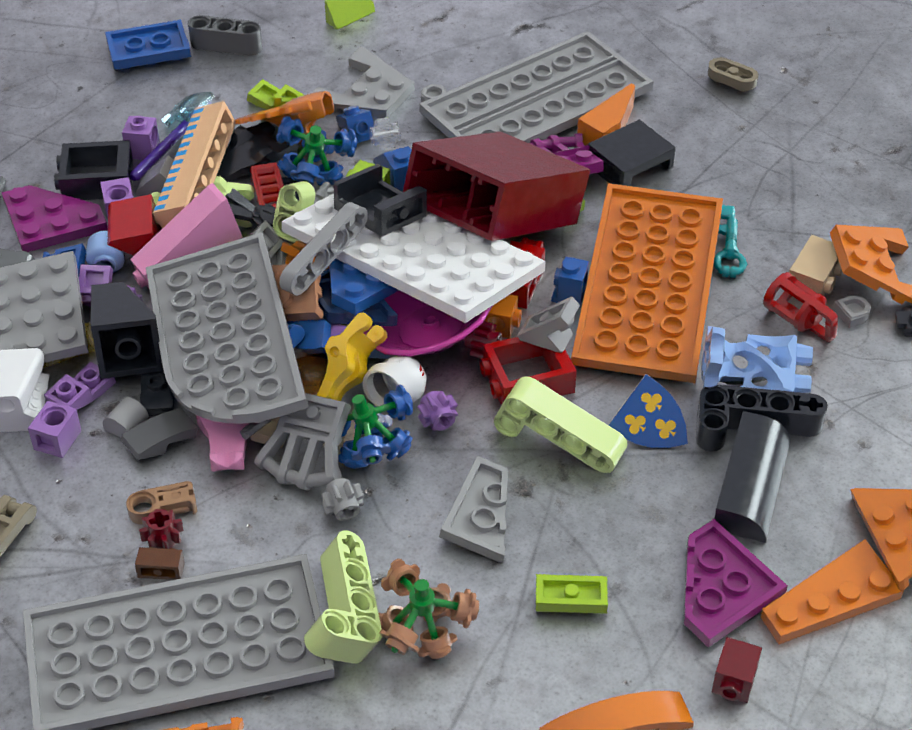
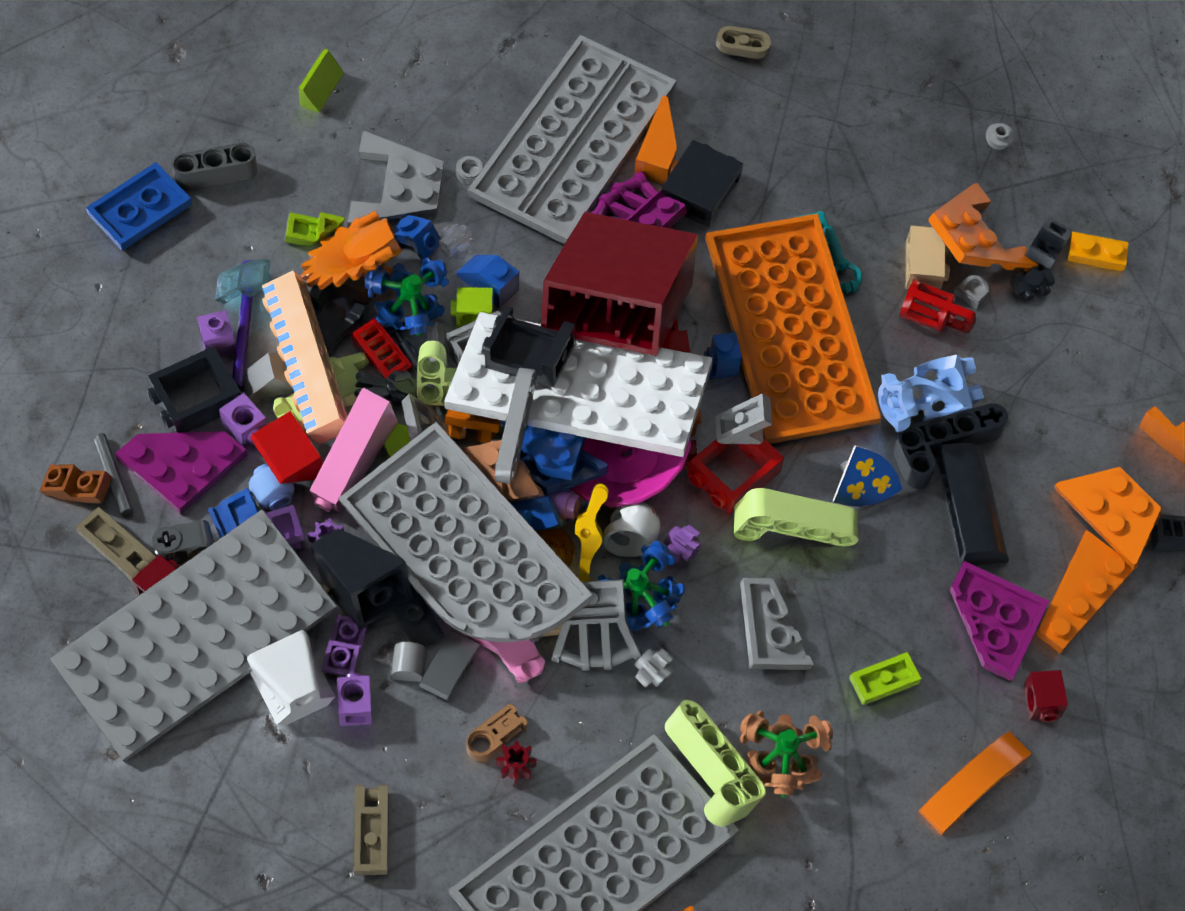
camera: 30 degrees left, 15 degrees up
(159, 563) = (532, 793): reddish brown piece -> none

